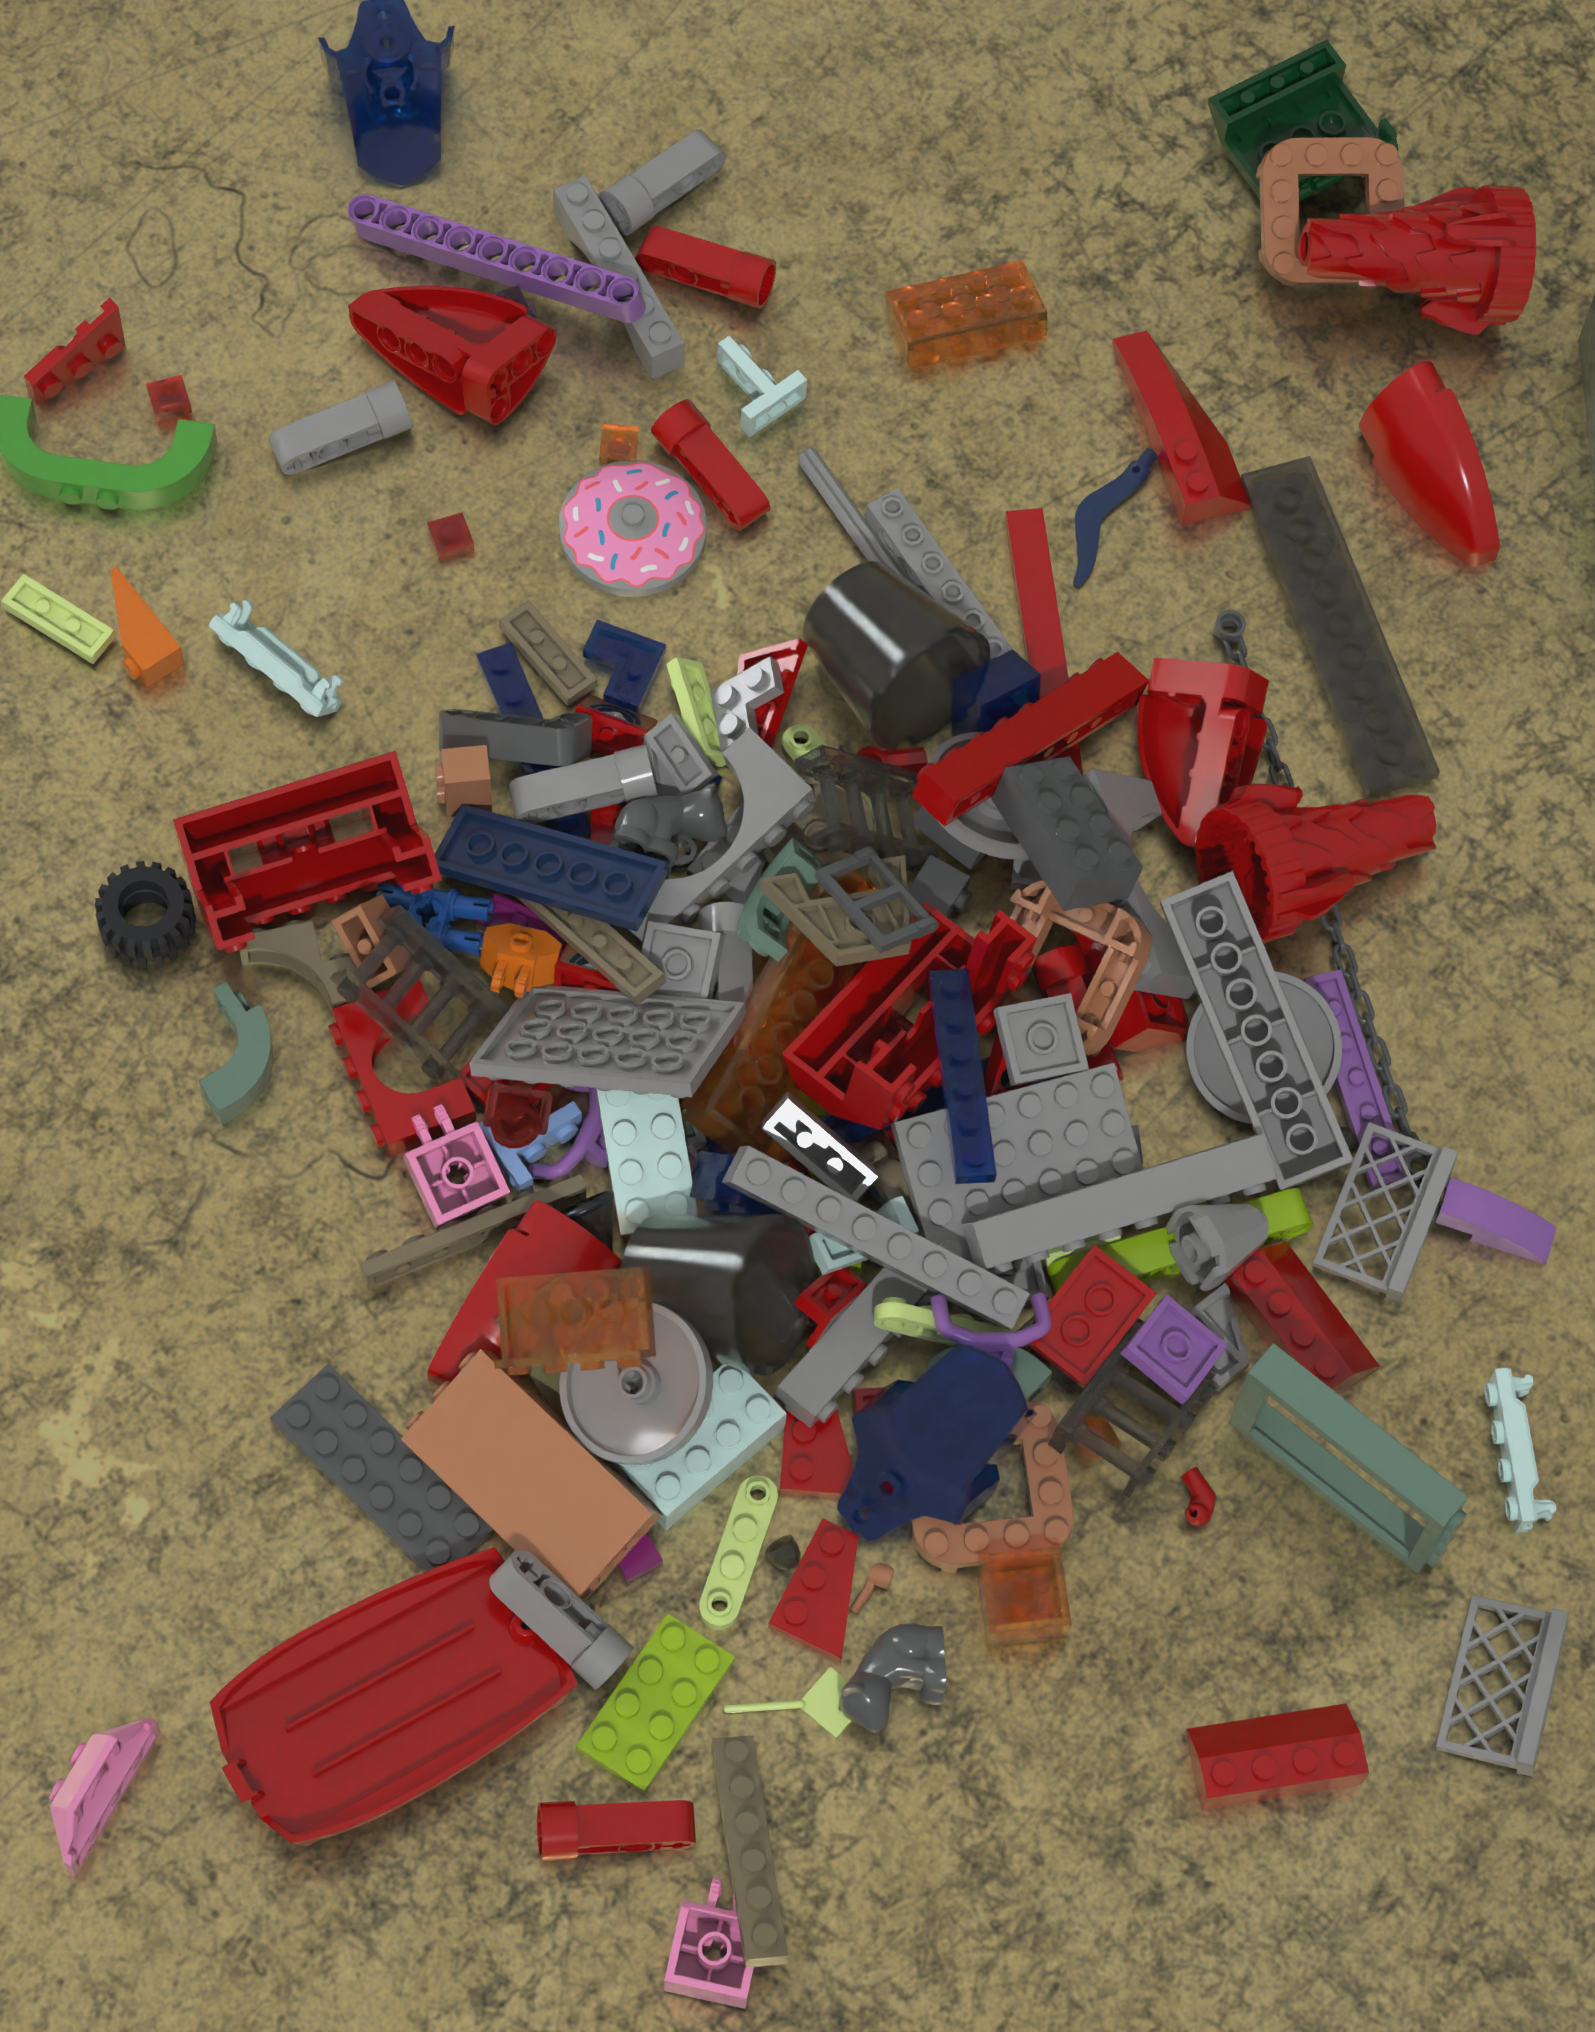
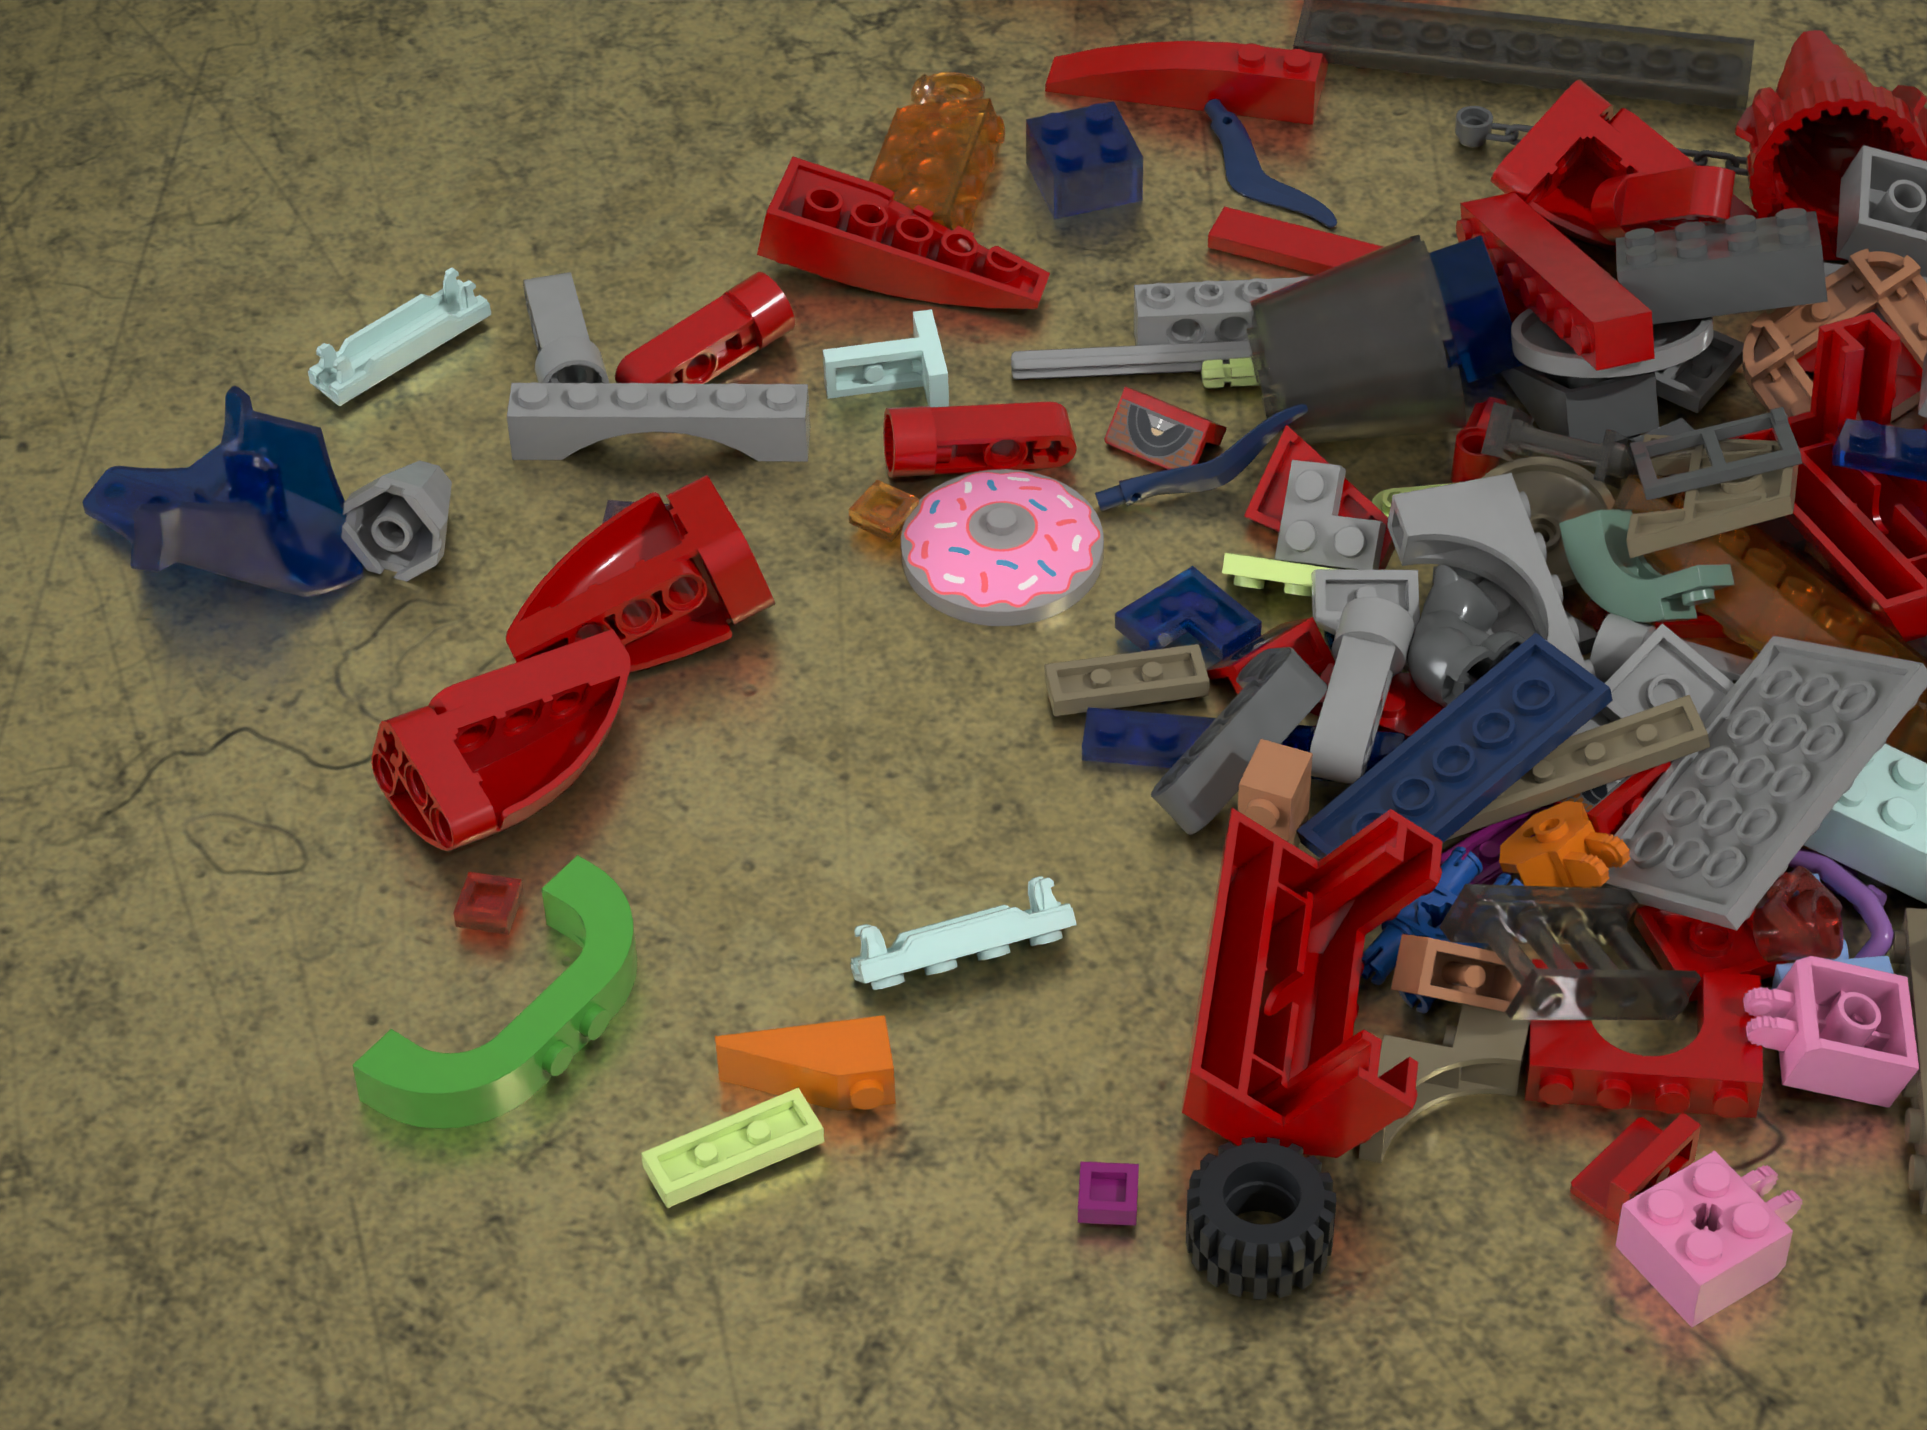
camera: 55 degrees left, 20 degrees down
(88, 348) = (360, 972): red wing -> none
(129, 828) = (1108, 1193): none -> magenta plate
(246, 1074) = (1538, 1189): sand green arch -> none
(267, 1179) = (1708, 1235): none -> bright pink hinge
(280, 339) = (501, 741): none -> red panel
(304, 1104) = (1635, 1163): none -> red panel
(341, 429) = (679, 703): light grey beam -> none
(448, 179) = (400, 520): none -> light grey cone
(450, 536) = (892, 712): clear red plate -> none
(506, 269) = (583, 480): medium lavender beam -> none
(611, 90) = (397, 339): none -> light aqua piece
(775, 624) = (1204, 475): none -> dark blue piece
(794, 570) = (1160, 431): none -> panel
(867, 319) = (870, 241): none -> red wedge
(1031, 399) = (1084, 160): none -> clear blue brick
(1046, 285) = (931, 88): none -> clear orange piece
(1135, 777) = (1662, 200): none -> red beam

